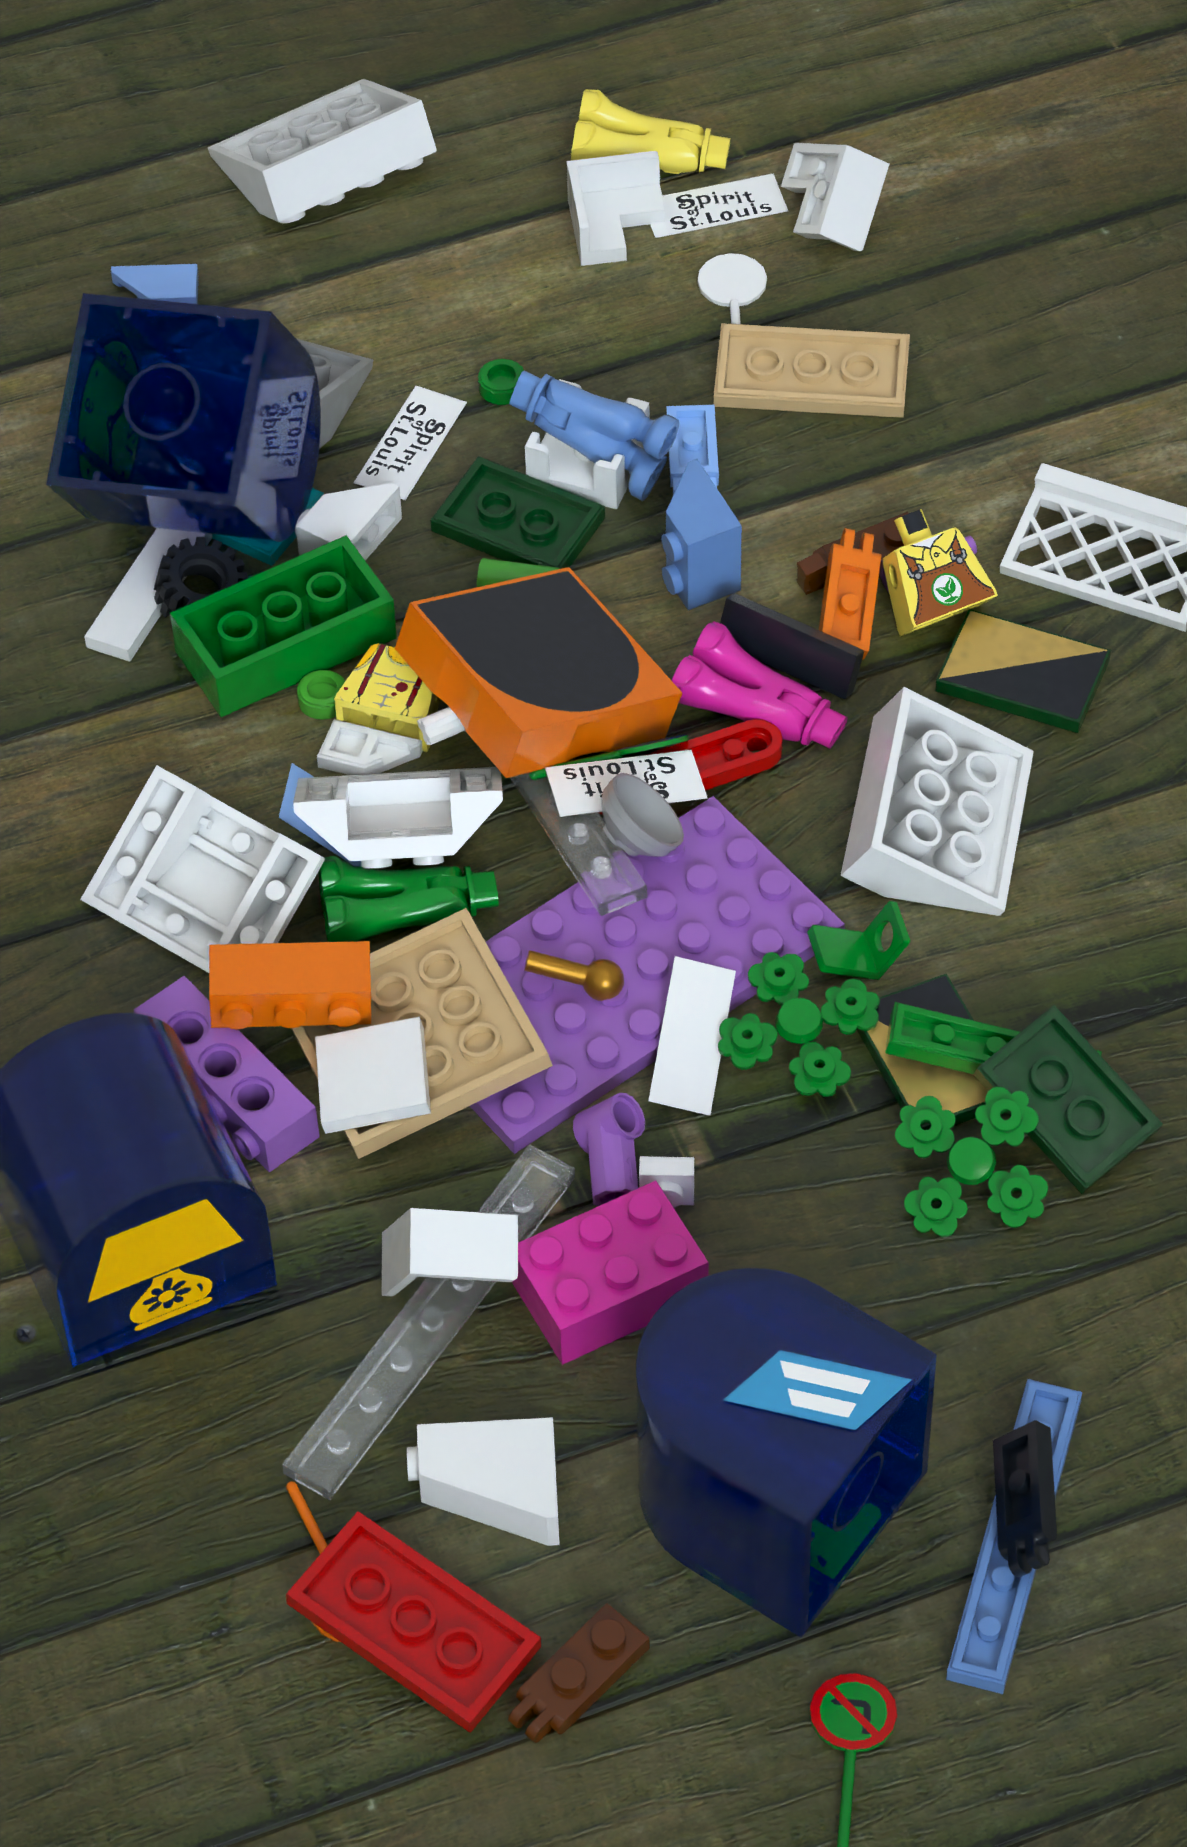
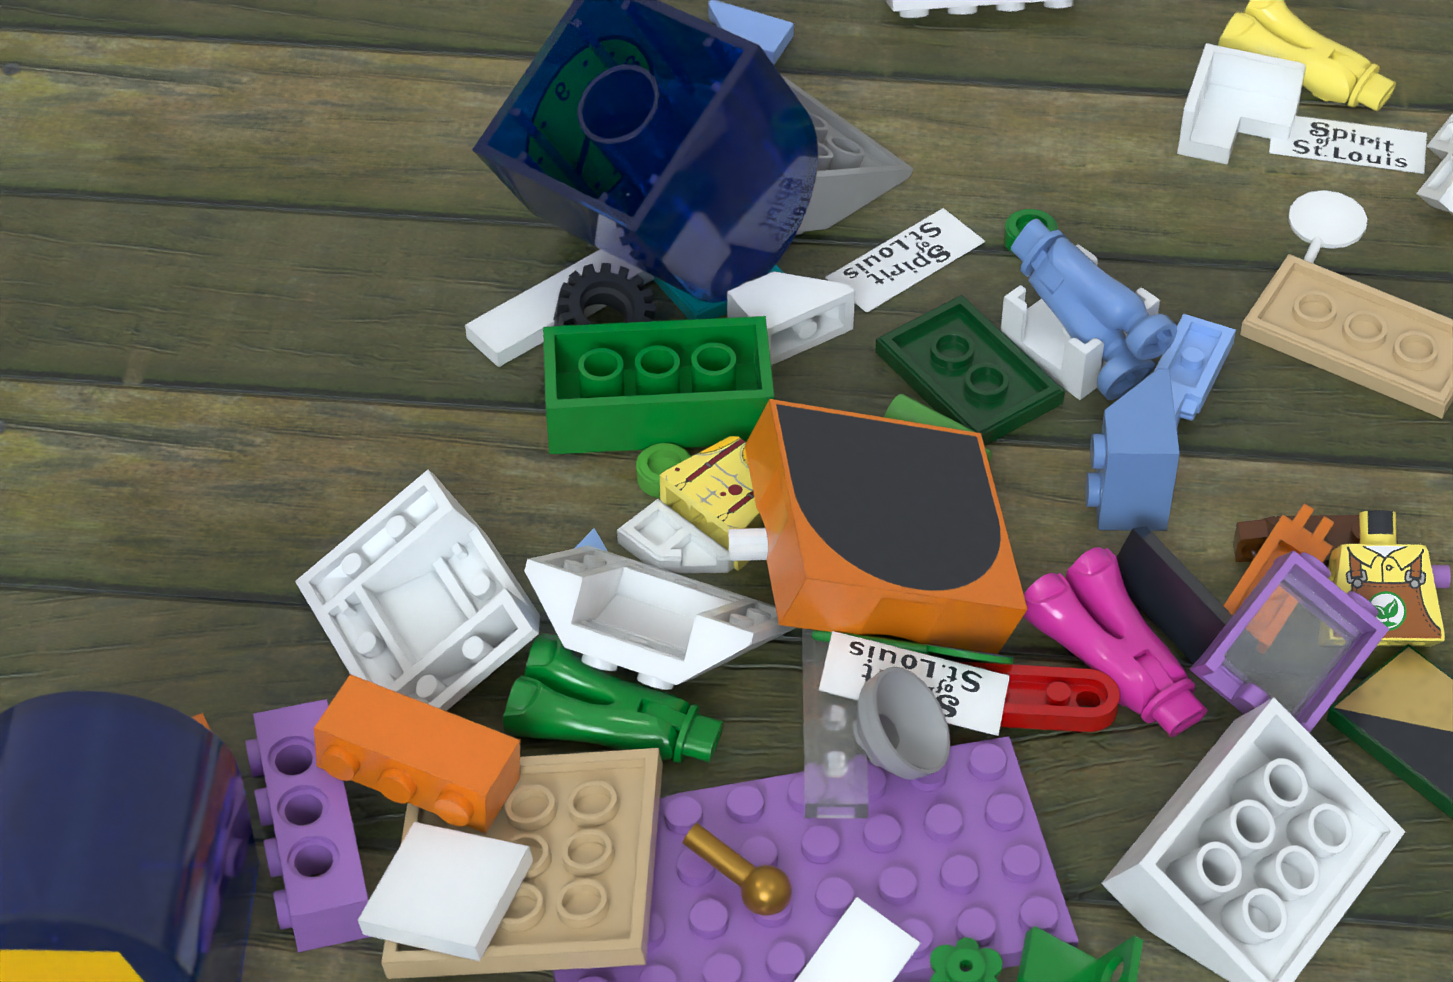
camera: 25 degrees right, 5 degrees down
(892, 639) = (1292, 641): none -> window

